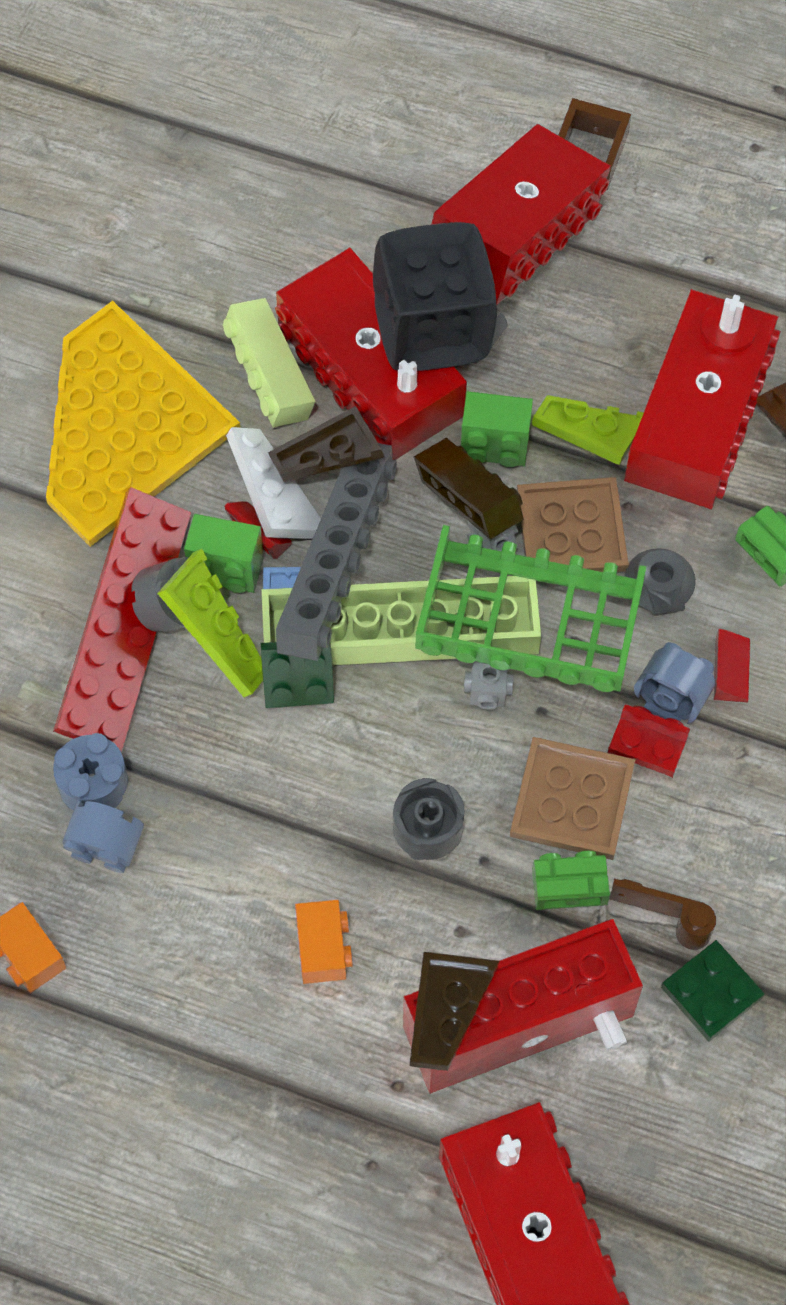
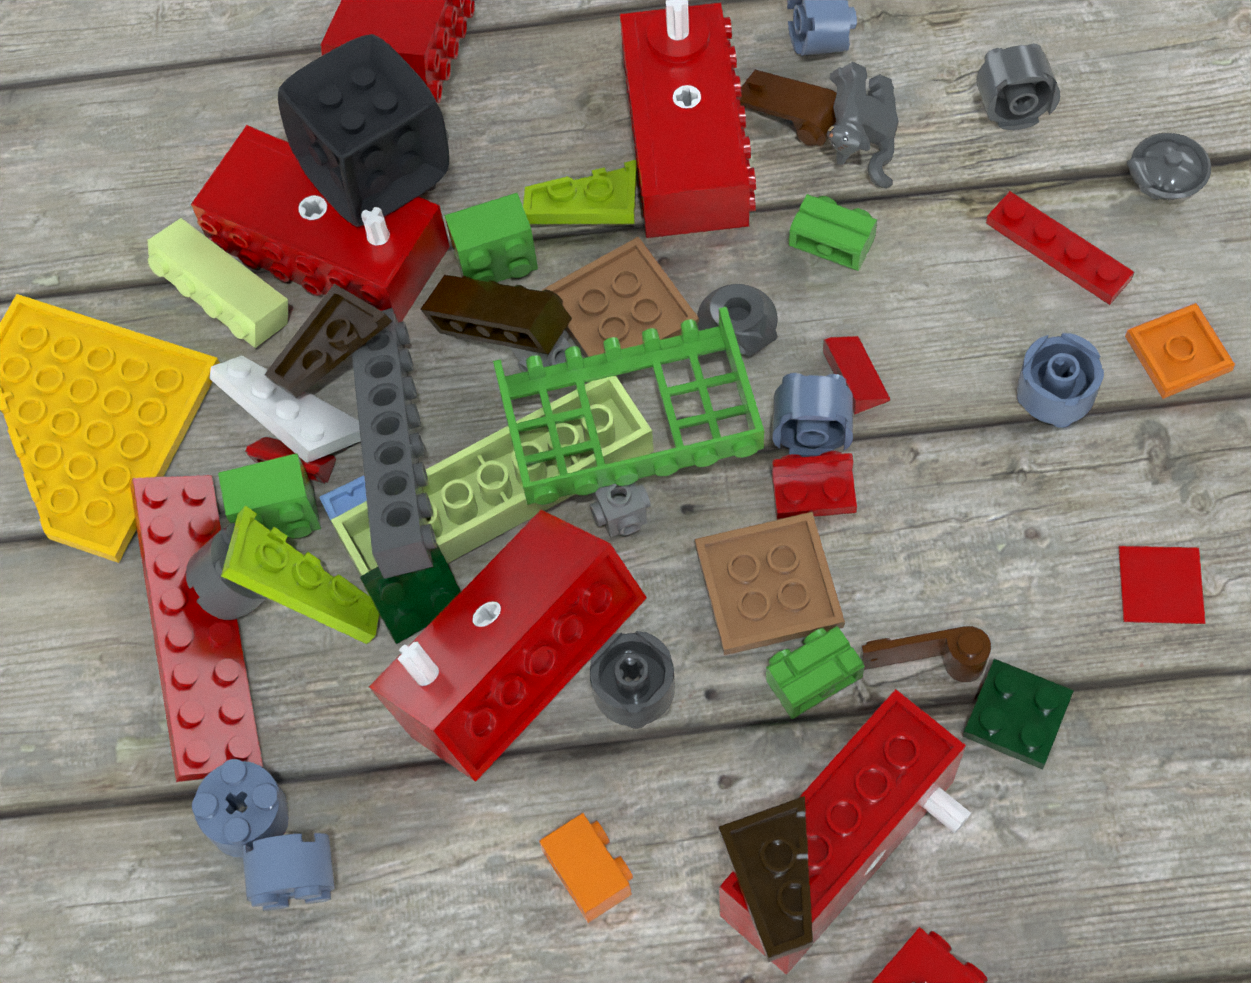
camera: 20 degrees left, 0 degrees up
(347, 746) = (509, 643): none -> red piece

